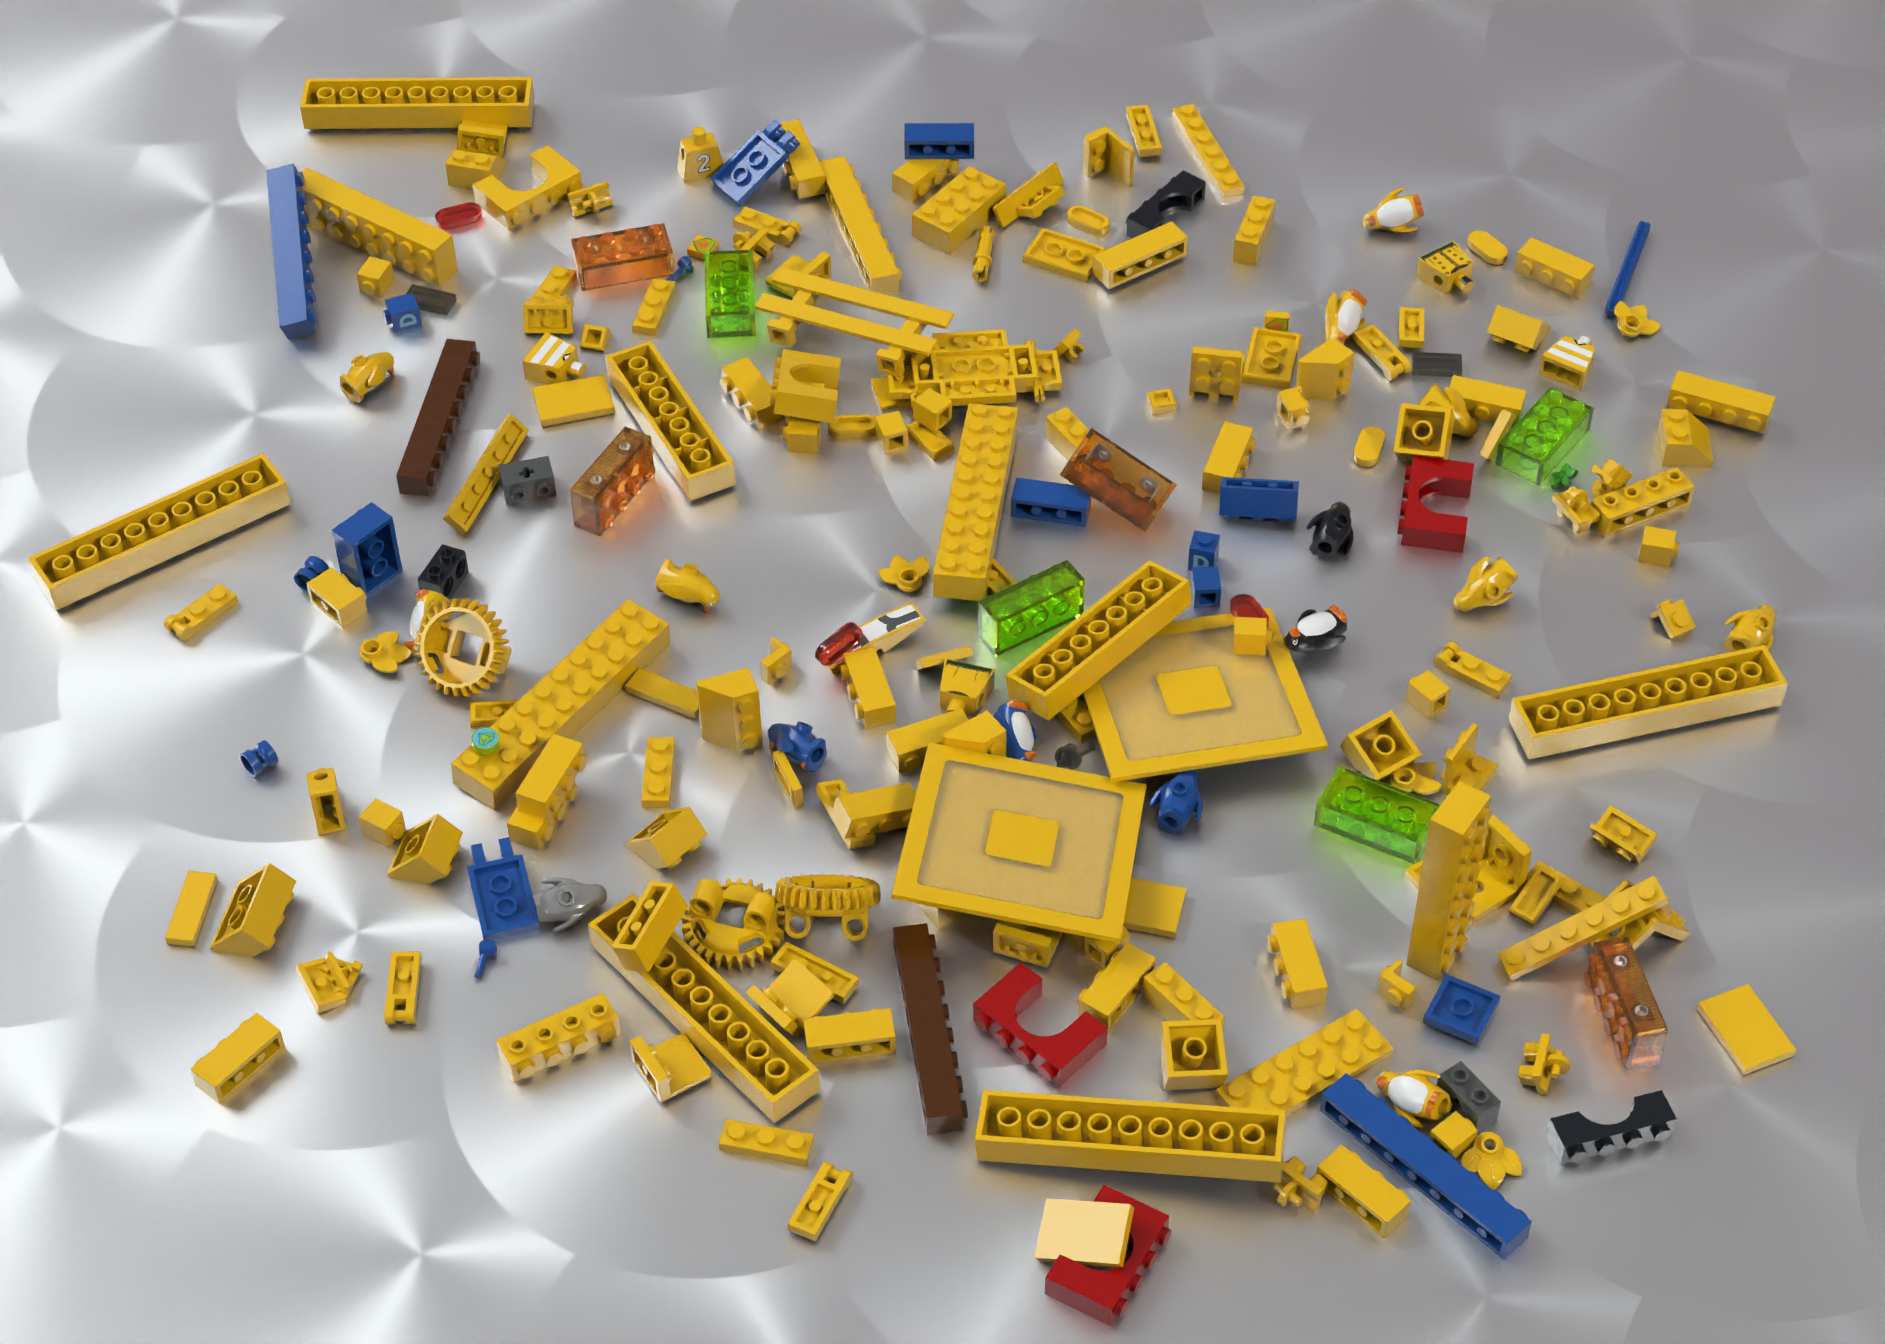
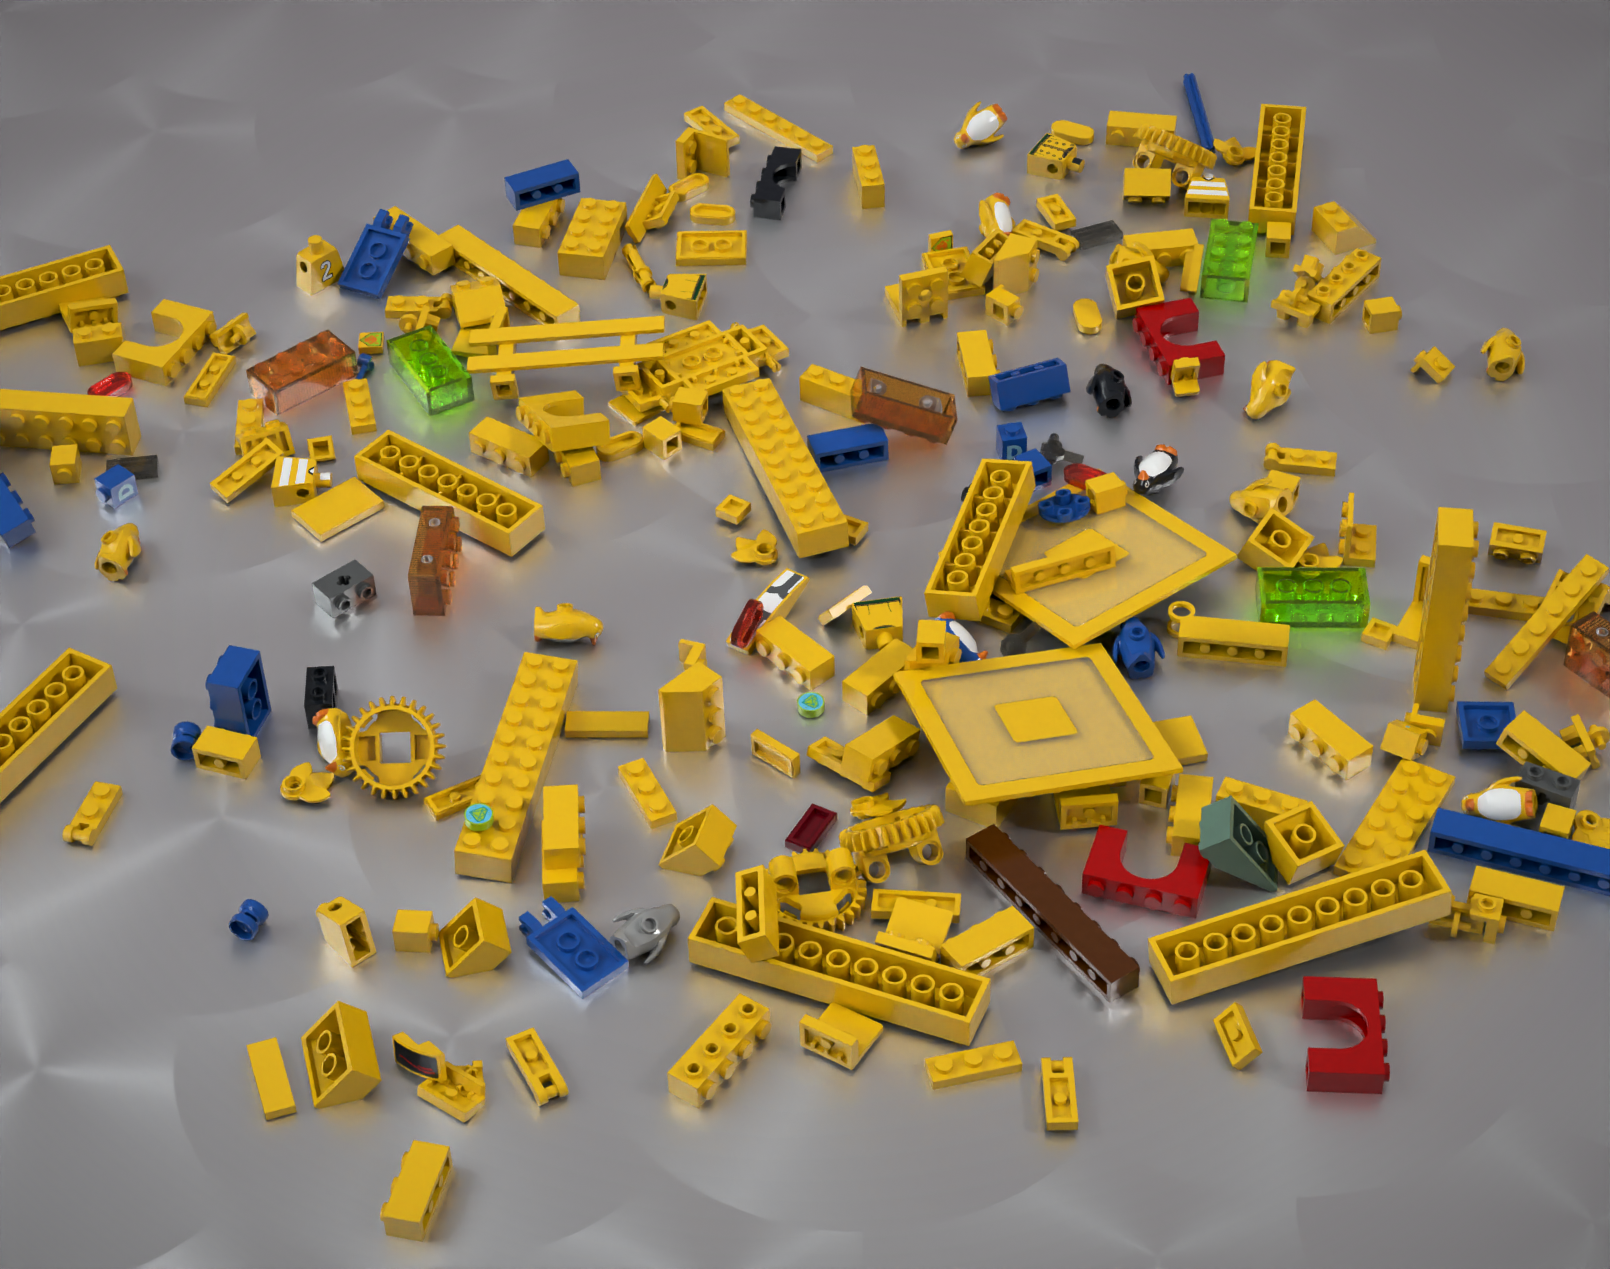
camera: 25 degrees left, 5 degrees down
(311, 940) = (419, 1059): none -> slope
(438, 418) = (216, 565): reddish brown brick -> none
(485, 474) = (299, 598): yellow plate -> none
(486, 949) = (593, 1003): blue hand -> none
(516, 336) = (246, 470): none -> yellow plate
(546, 236) = (210, 379): none -> yellow tile
(775, 863) = (811, 829): none -> dark red tile
(798, 744) = (766, 718): blue animal -> none
(812, 236) = (476, 300): none -> yellow slope
(842, 864) = (878, 805): none -> yellow plate
(853, 743) = (810, 705): none -> tile
(909, 526) = (733, 509): none -> yellow plate
(971, 726) = (931, 641): none -> yellow brick
(1003, 294) = (681, 294): none -> yellow torso
(1011, 1215) = (1237, 1036): none -> yellow plate
(1030, 608) = (897, 536): clear neon green brick -> none
(1068, 345) = (771, 317): yellow tile -> none
(1085, 185) = (690, 186): none -> yellow tile
(1085, 1232) = (1315, 1020): yellow tile -> none
(1128, 1033) = (1236, 844): none -> sand green slope
(1140, 255) = (783, 225): yellow brick -> none
(1155, 696) = (1061, 567): none -> yellow fence
(1161, 401) = (883, 338): yellow tile -> none
(1204, 636) = (1064, 507): none -> blue dish
(1239, 575) = (1054, 452): none -> clear smoke piece
(1274, 826) = (1228, 638): none -> yellow hinge
(1285, 359) = (981, 261): none -> yellow brick
(1323, 1198) = (1488, 910): none -> yellow bracket
(1366, 992) = (1405, 740): none -> yellow brick
(1398, 697) = (1258, 499): none -> yellow animal
(1414, 544) = (1184, 376): none -> yellow bracket
(1489, 1056) = (1532, 742): none -> yellow brick
(1536, 895) = (1483, 614): yellow tile -> none
(1564, 476) = (1266, 286): bright green plant -> none
(1569, 306) = (1162, 145): none -> yellow piece
(1609, 430) = (1278, 239): none -> yellow brick
(1647, 701) = (1461, 434): yellow brick -> none
(1657, 354) = (1277, 165): none -> yellow brick
(1721, 401) = (1352, 188): yellow brick -> none

